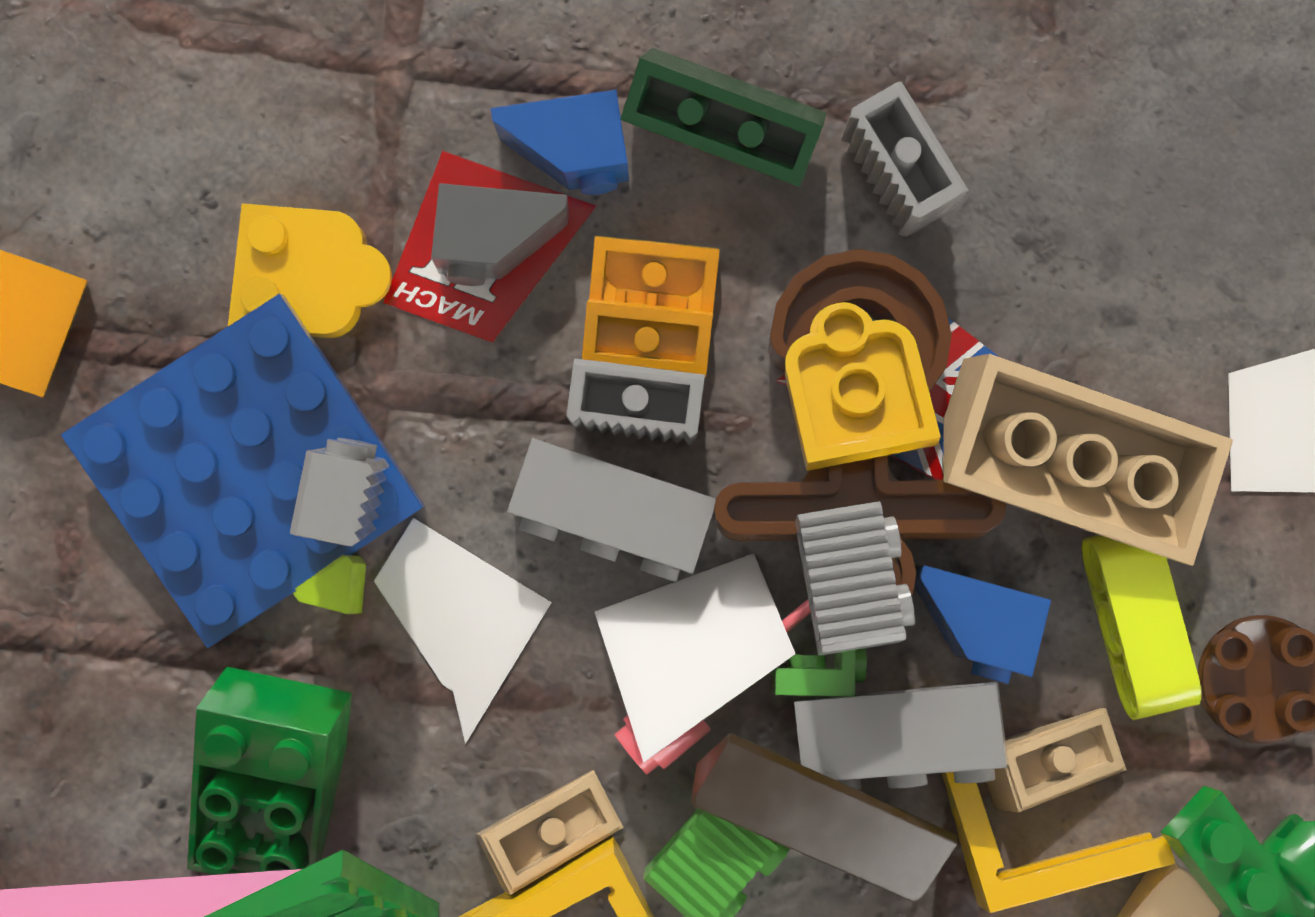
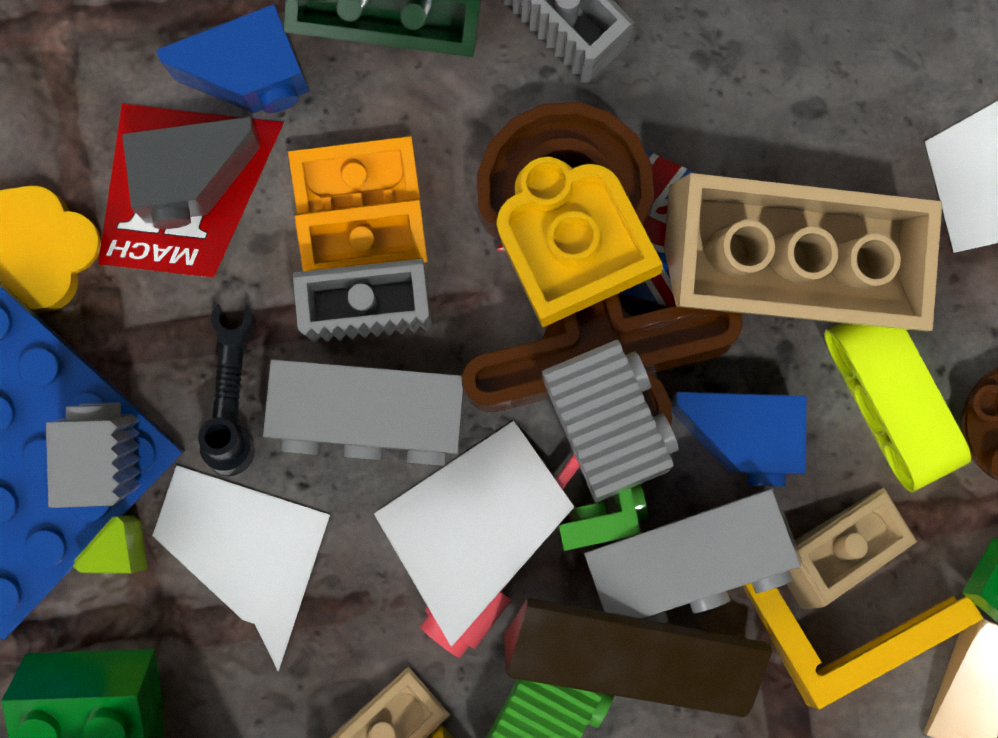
camera: 20 degrees left, 0 degrees up
(472, 485) = (240, 450): none -> black brick

